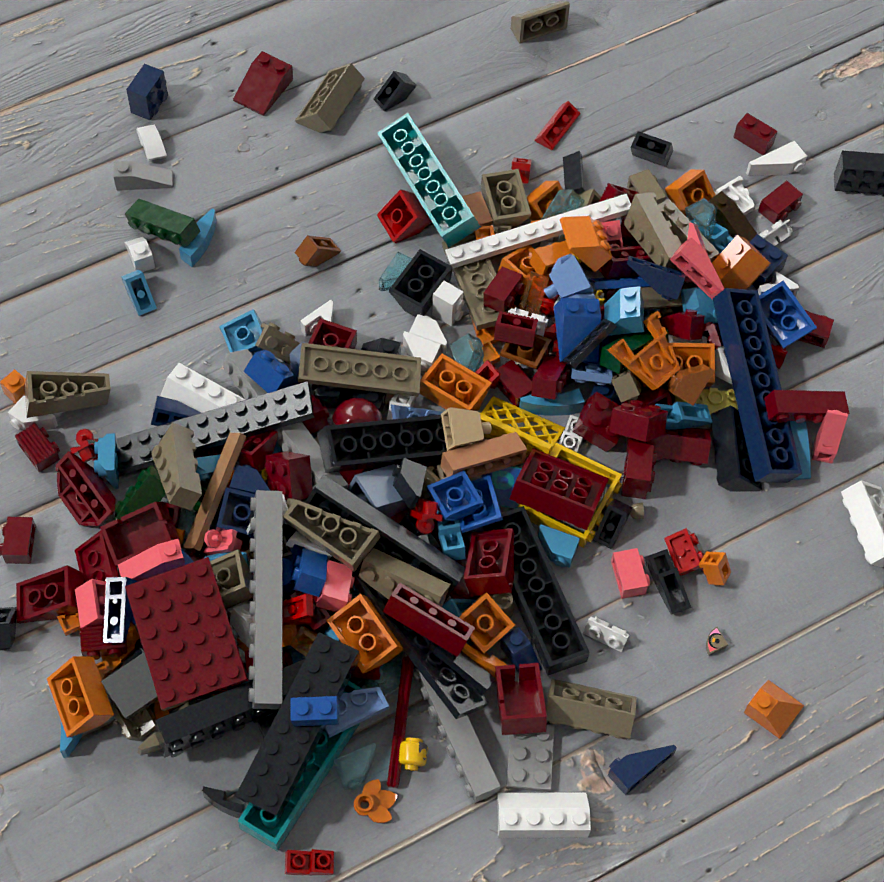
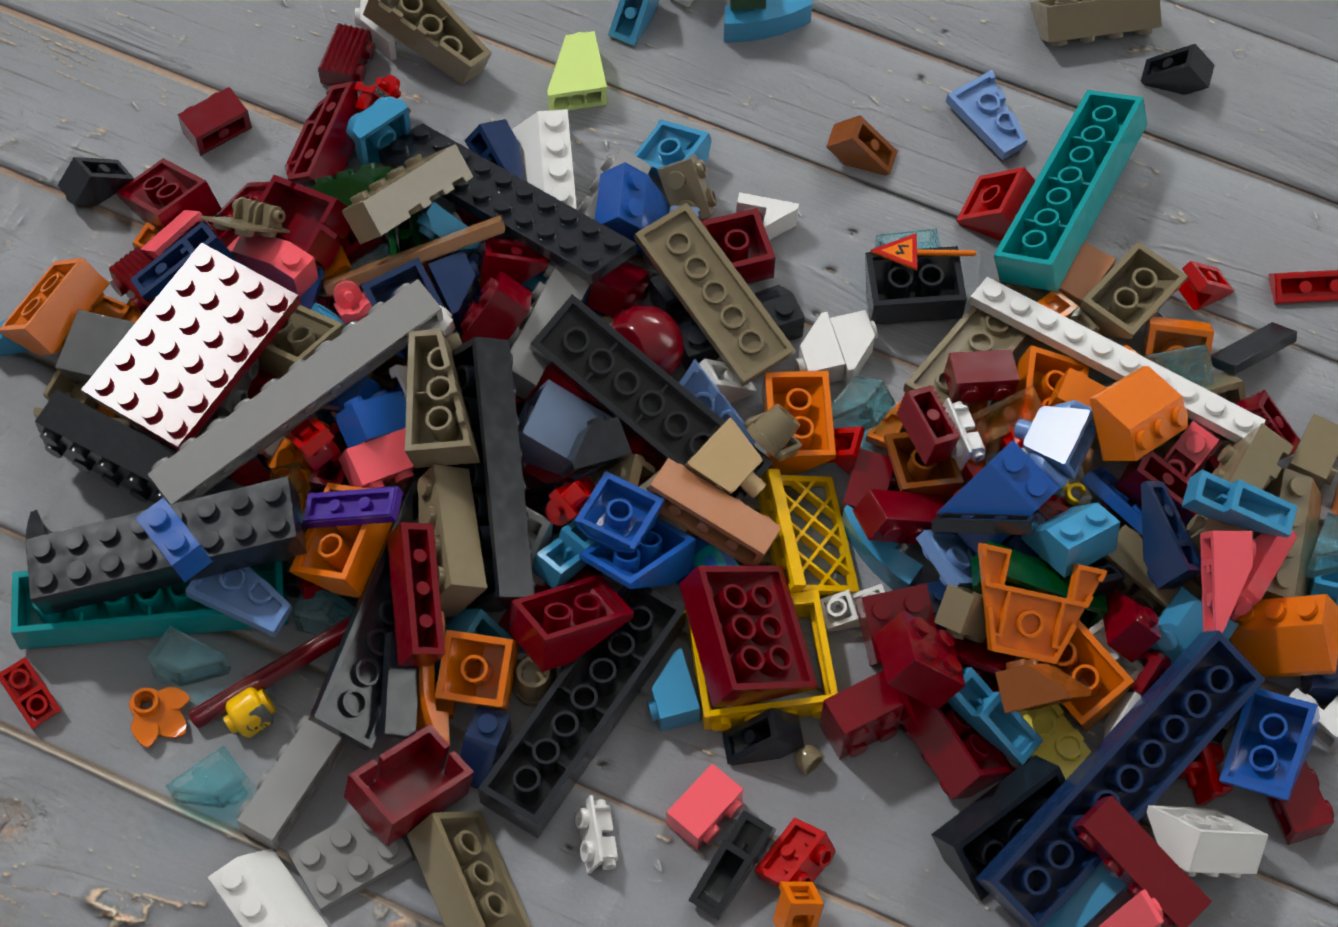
camera: 55 degrees right, 0 degrees up
(123, 555) = (251, 217): none -> dark tan hinge
(154, 344) = (578, 75): none -> yellowish green slope
(342, 185) = (987, 114): none -> medium blue wing
(357, 614) = (352, 507): none -> dark purple tile
(404, 272) = (905, 251): none -> piece
(440, 796) = (211, 782): none -> clear light blue slope
(448, 303) = (912, 332): white brick -> none
(463, 396) = (774, 431): none -> dark tan piece
(671, 233) = (1239, 504): none -> dark azure slope
(808, 373) = (1207, 840): none -> white slope

